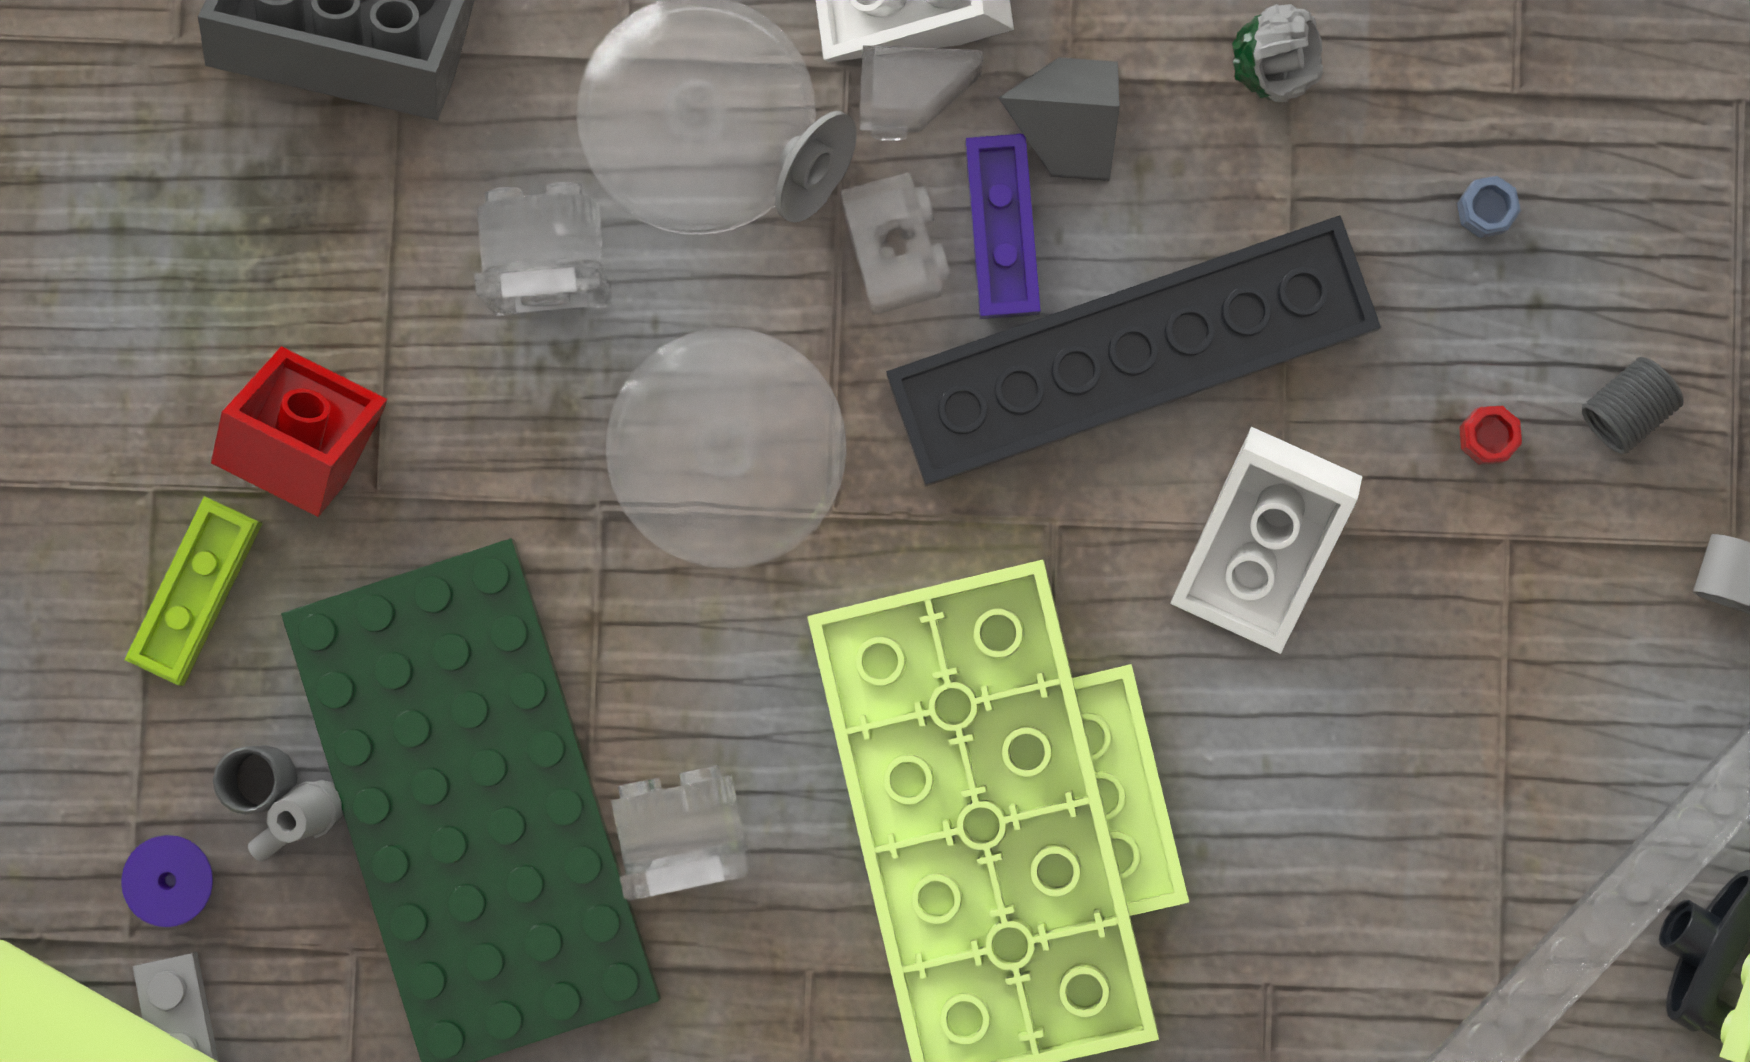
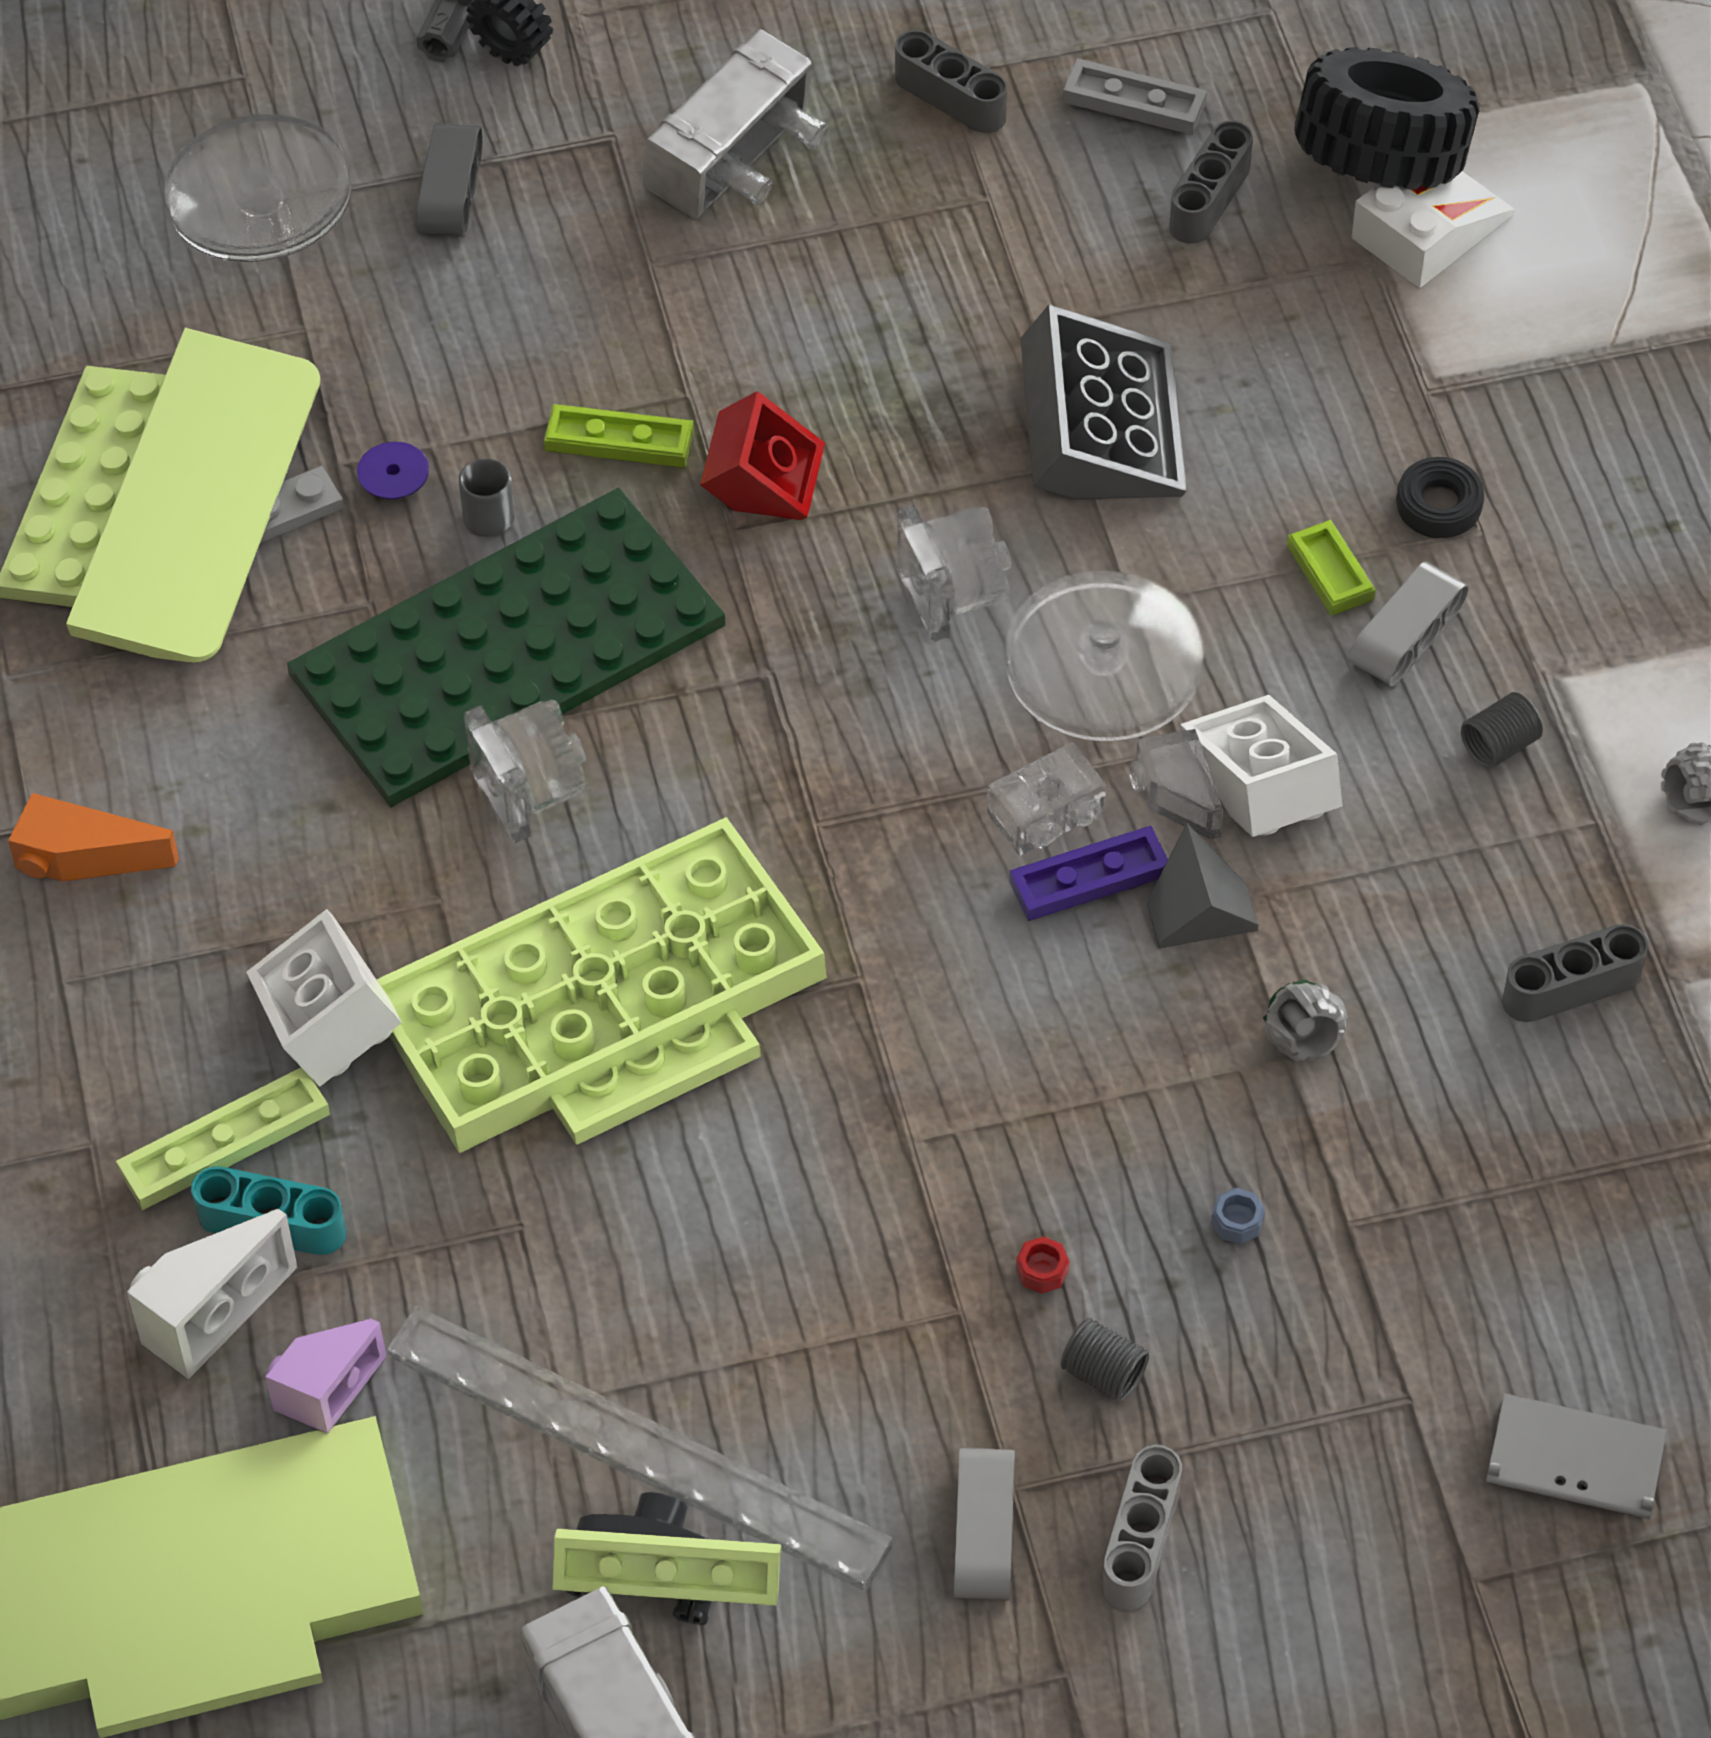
camera: 75 degrees right, 30 degrees down
(300, 814) = (468, 527): light grey piece -> none
(726, 448) = (844, 739): clear dish -> none
(814, 165) = (1101, 738): light grey dish -> none
(1133, 350) = (1023, 990): black plate -> none
(1267, 540) = (899, 1116): white slope -> none

